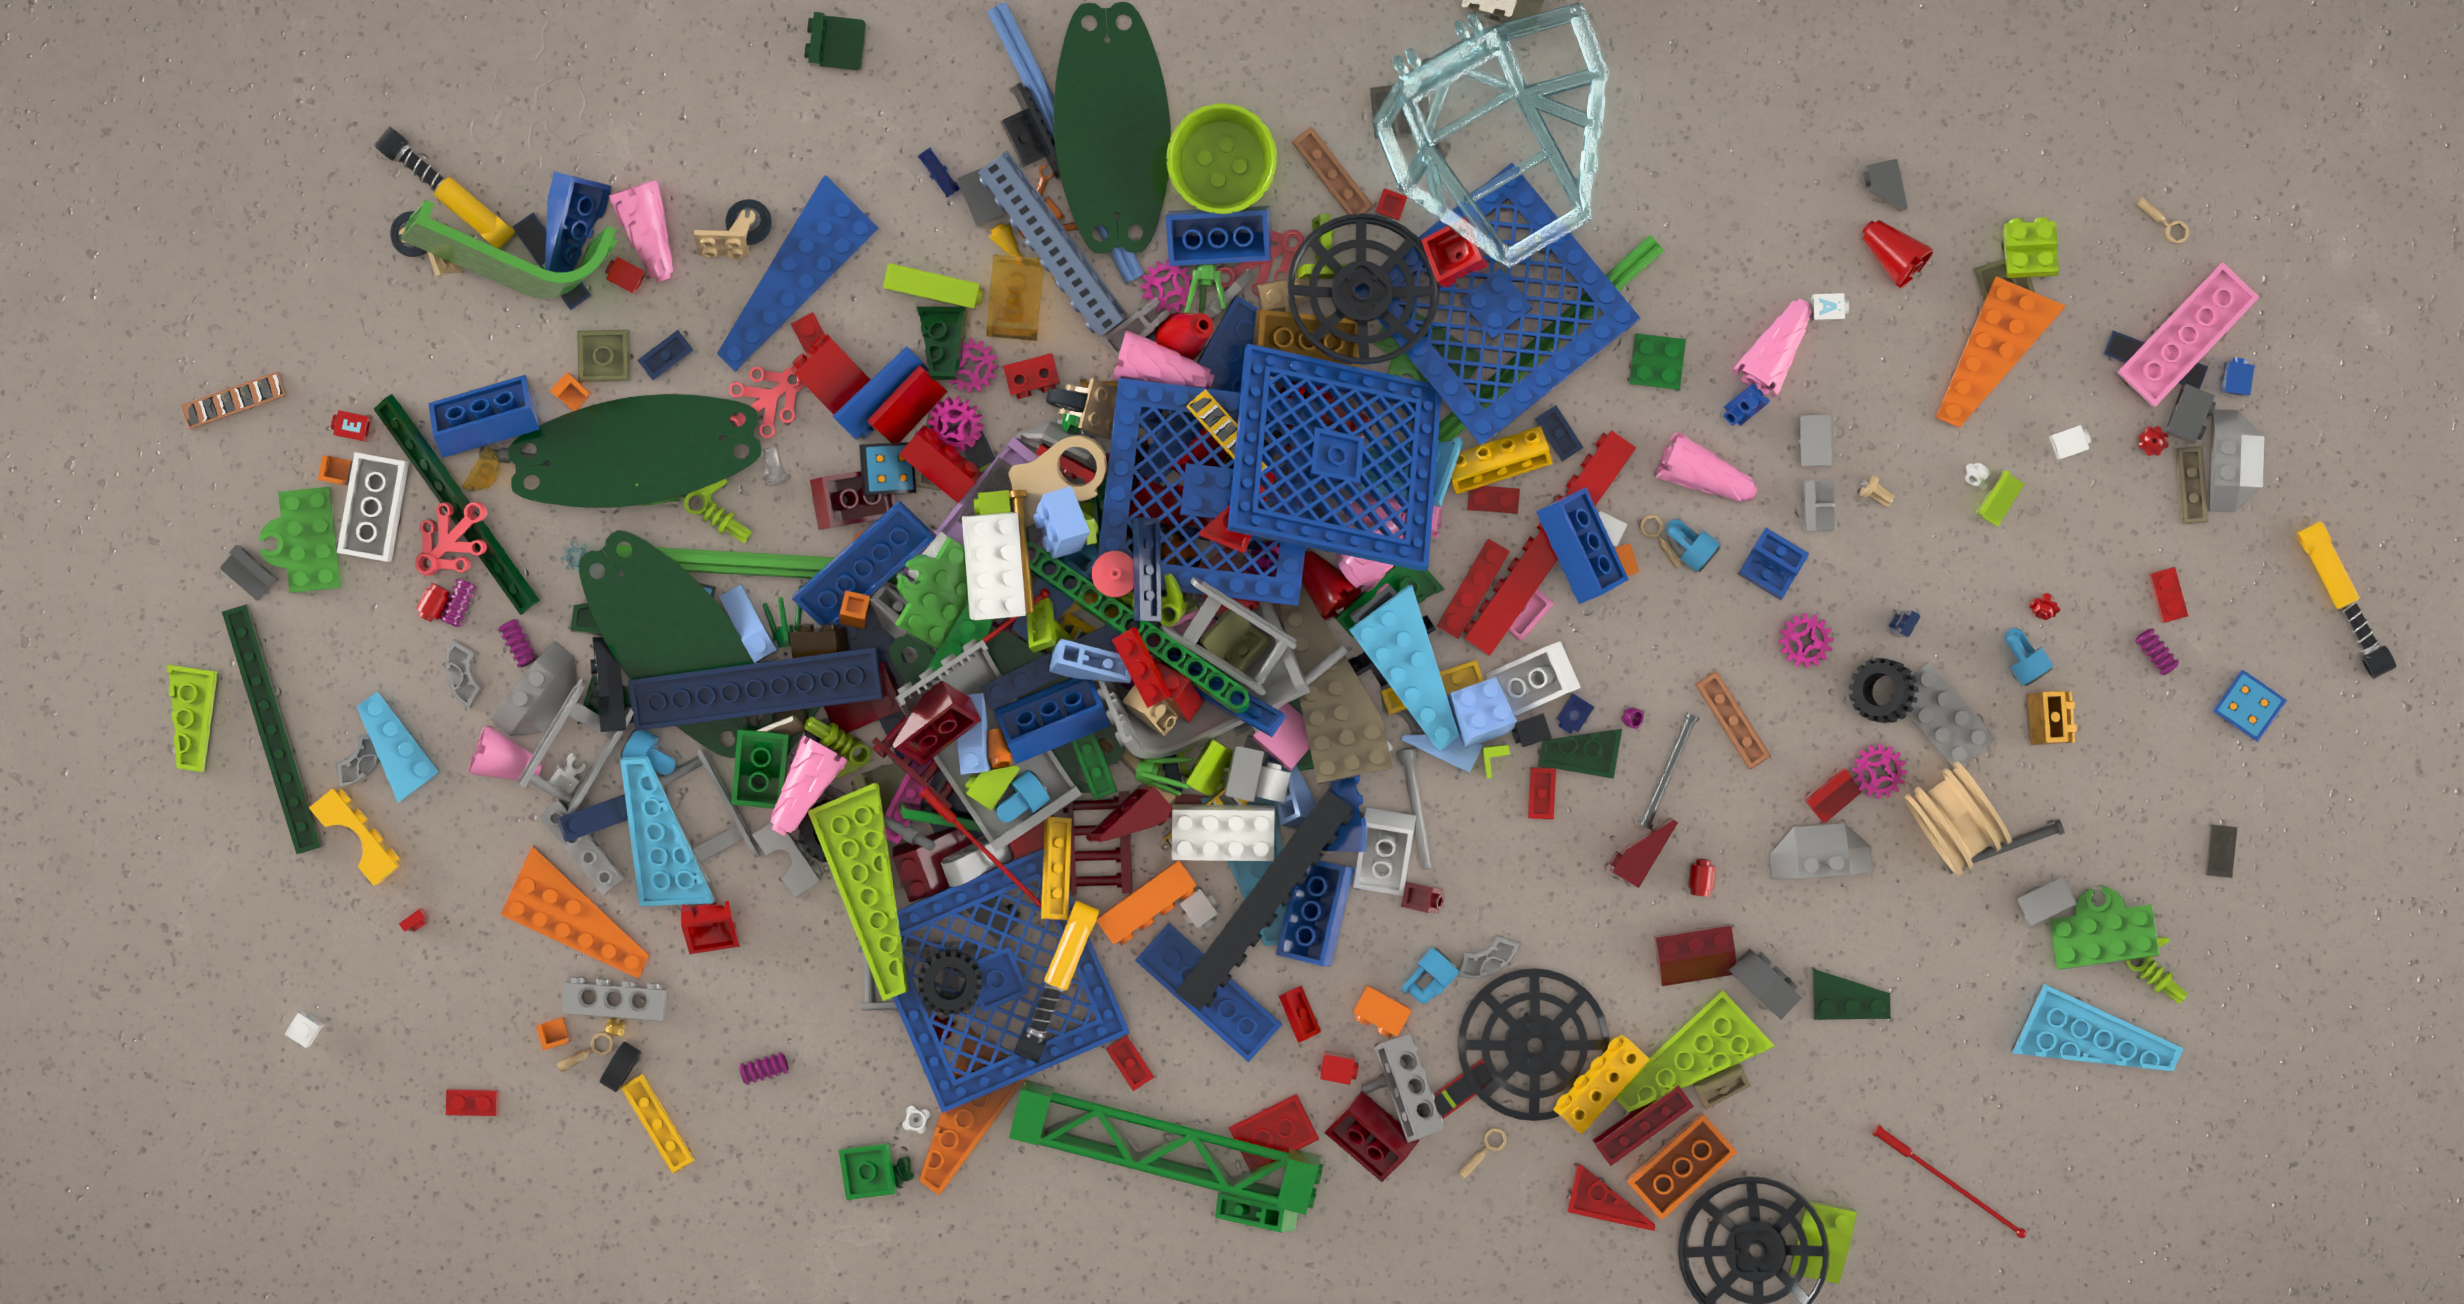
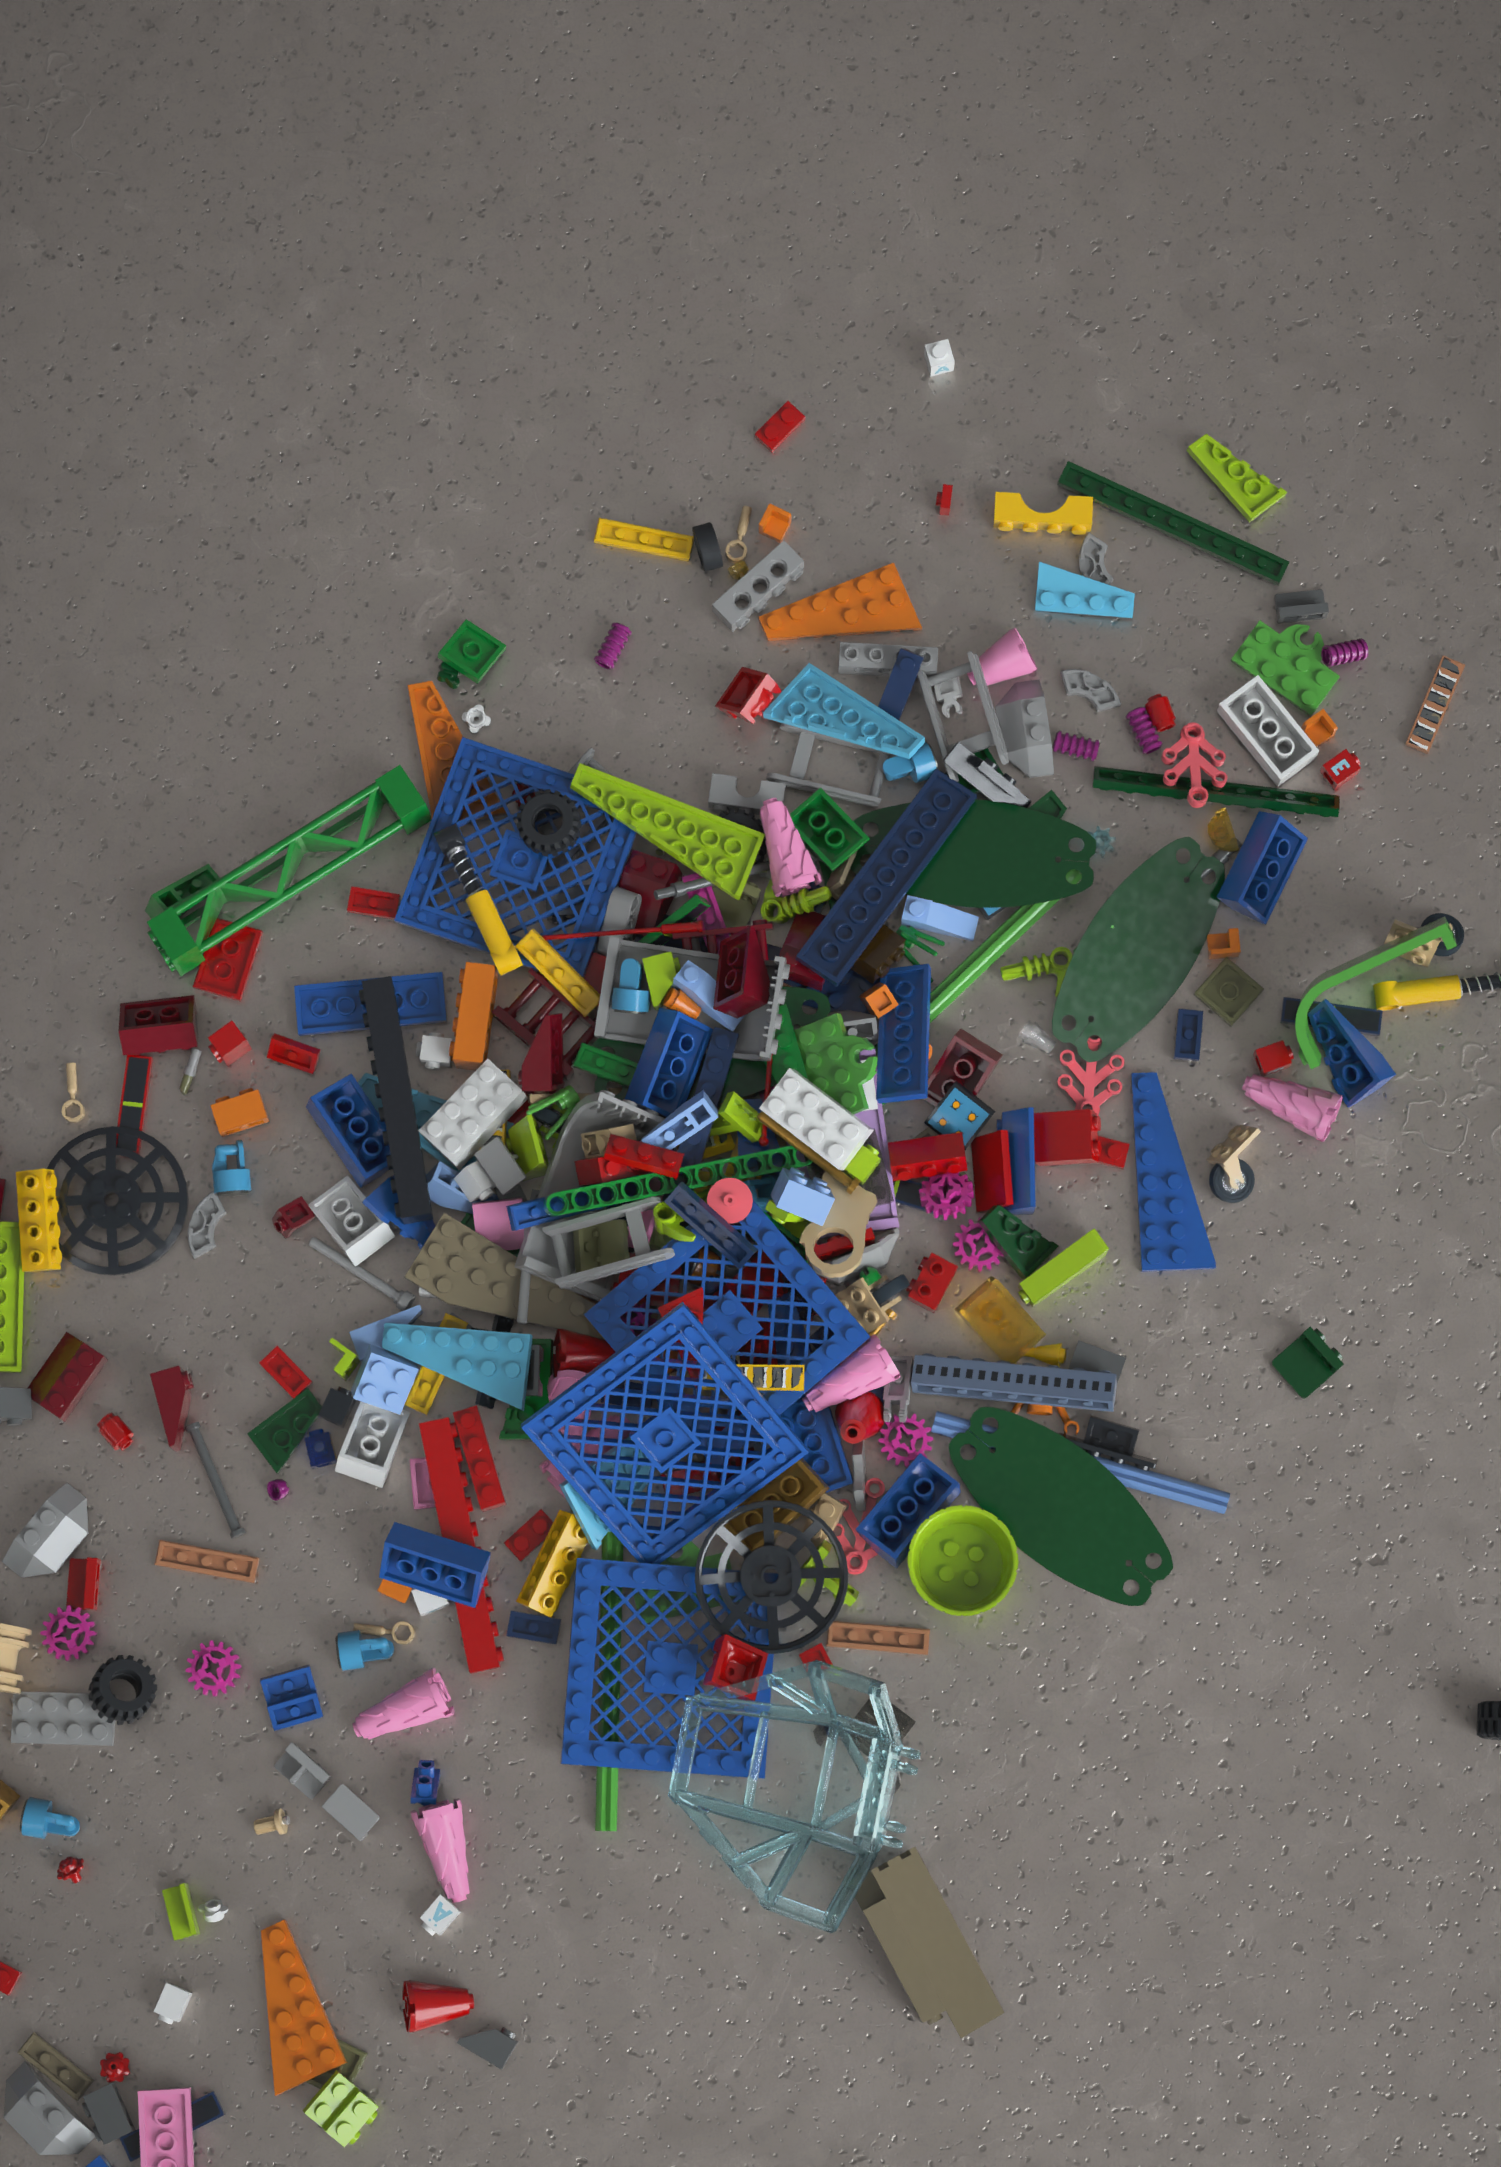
camera: 135 degrees right, 10 degrees down
(256, 504) = (1344, 652): none -> magenta piece
(938, 172) = (1143, 1350): clear blue pin -> none
(1205, 276) = (887, 1472): bright green plant -> none
(1404, 1100) = (180, 1079): light grey brick -> none
(1657, 361) = (518, 1750): green plate -> none
(1903, 623) = (155, 1748): dark blue plate -> none

